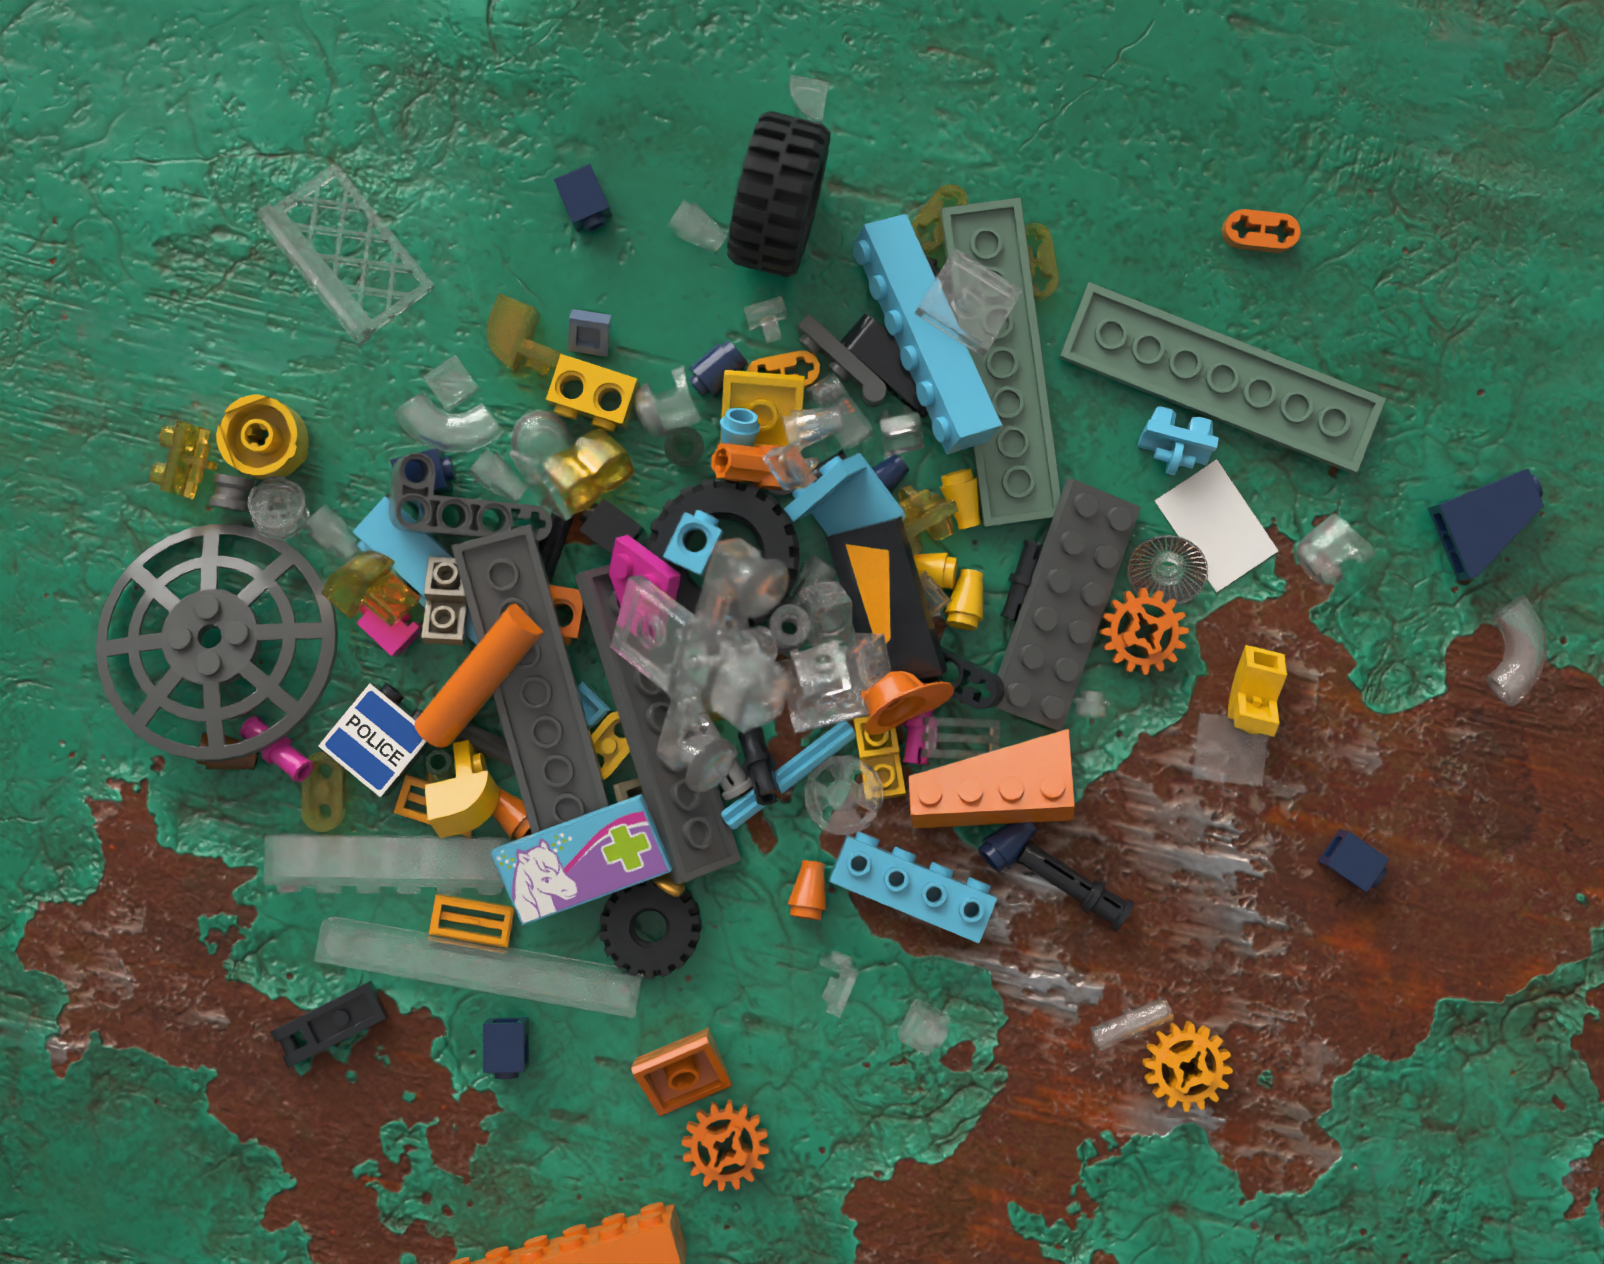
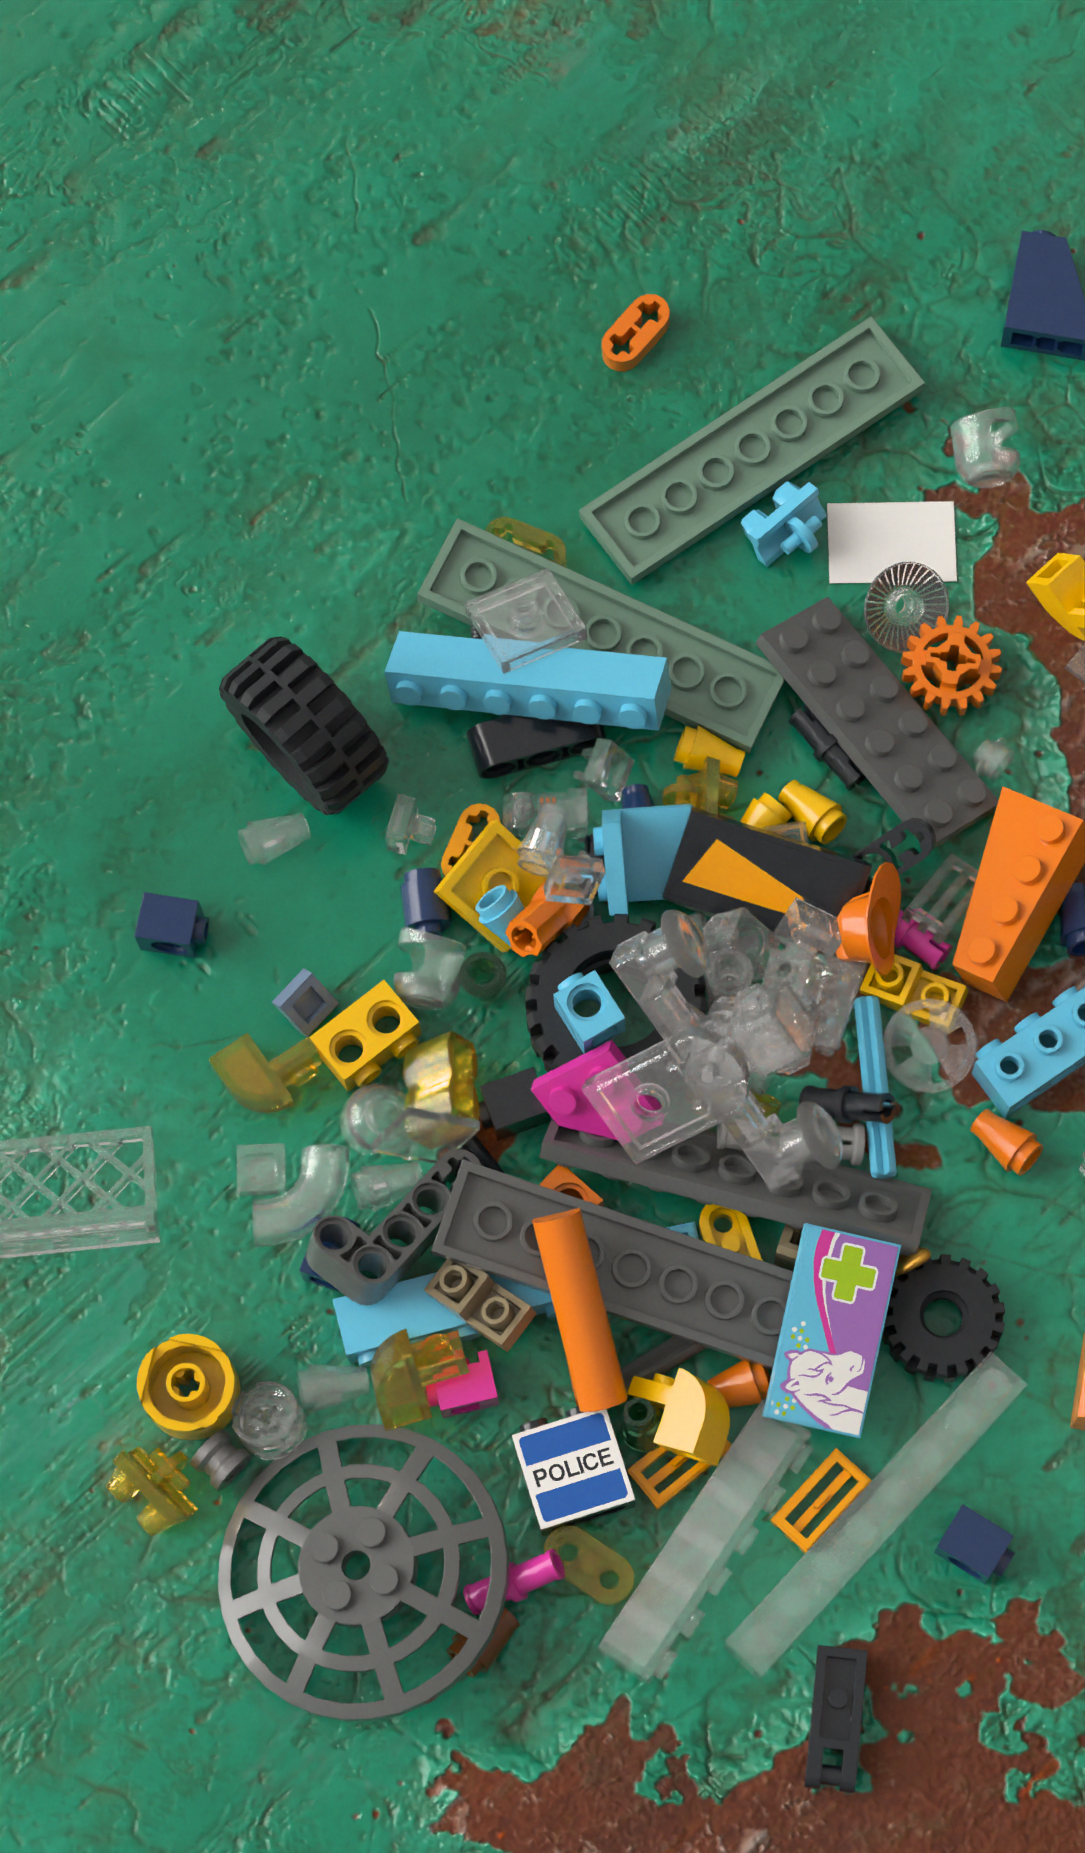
camera: 50 degrees left, 15 degrees down
(809, 96) = (217, 655): clear tile -> none
(843, 362) = (499, 779): dark grey plate -> none
(931, 211) = (409, 613): clear yellow beam -> none

